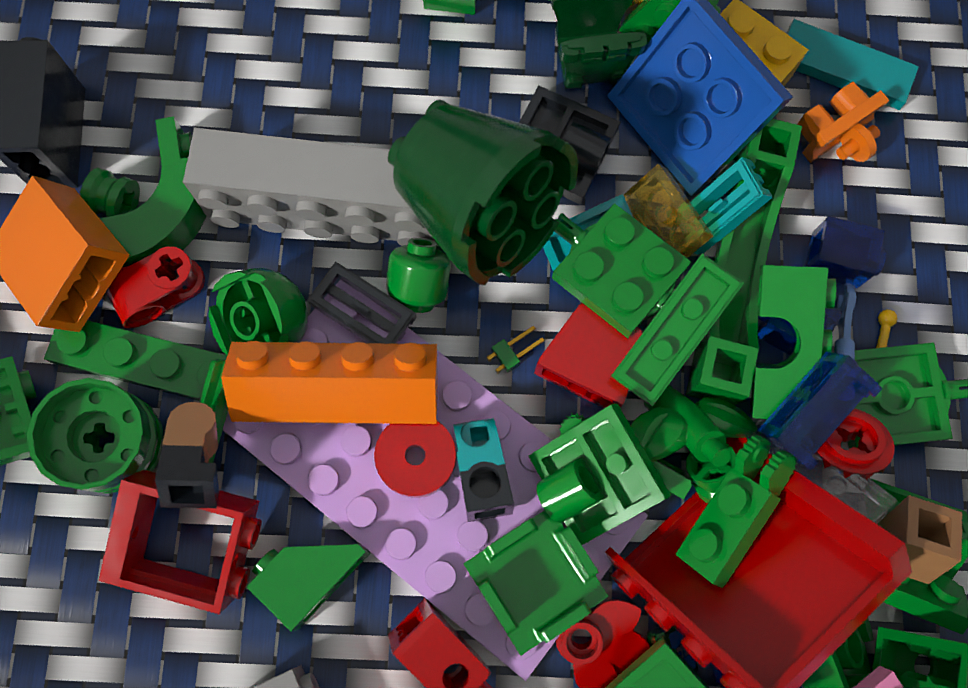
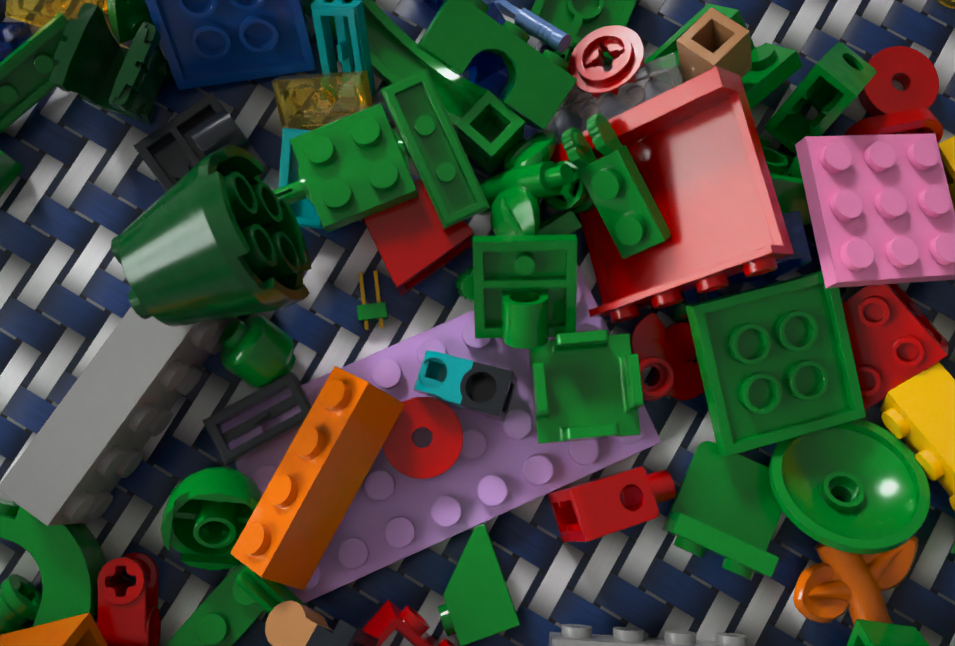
camera: 55 degrees left, 5 degrees up
(818, 406) = (565, 70): clear blue hinge -> none

